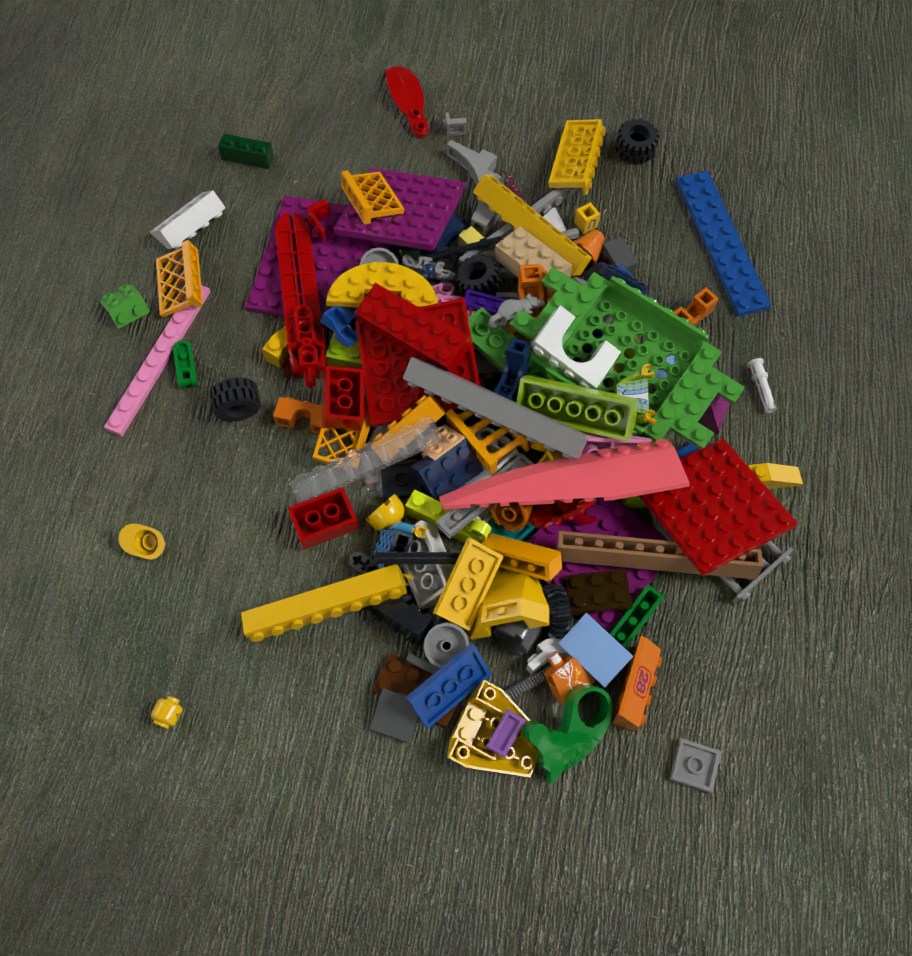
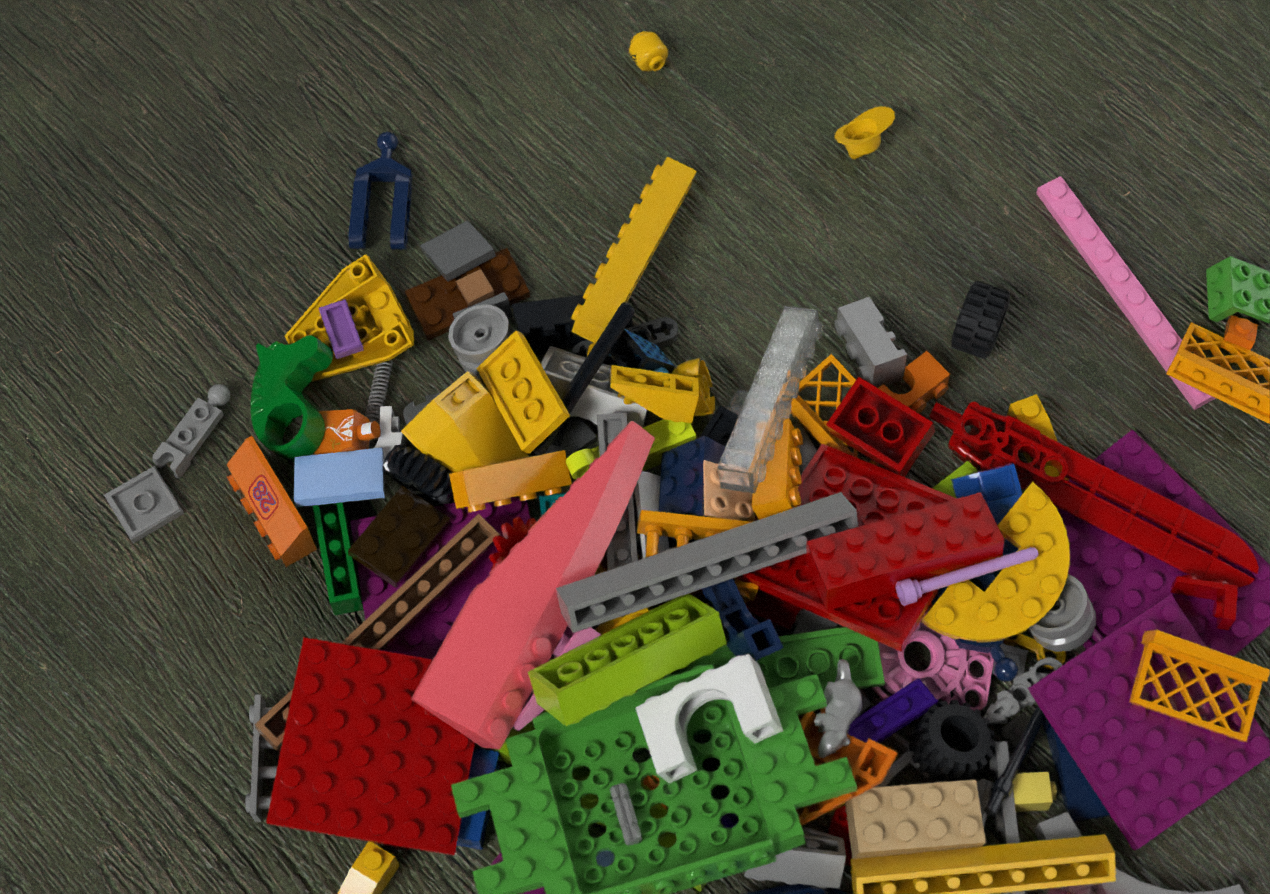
camera: 135 degrees right, 0 degrees up
(149, 291) = (1240, 332): none -> orange plate
(184, 364) = (1090, 309): green plate -> none
(288, 448) = (870, 343): none -> light grey wedge
(323, 518) = (743, 321): red brick -> none
(373, 812) = (381, 170): none -> dark blue piece
(412, 511) = (661, 393): none -> yellow slope
(414, 678) = (475, 288): none -> medium nougat tile
(433, 309) = (910, 591): none -> lavender piece
(448, 686) = (435, 304): blue plate -> none
(631, 775) = (192, 431): none -> light grey plate
(637, 387) = (585, 748): torso -> none
(648, 357) = (626, 814): none -> light grey axle

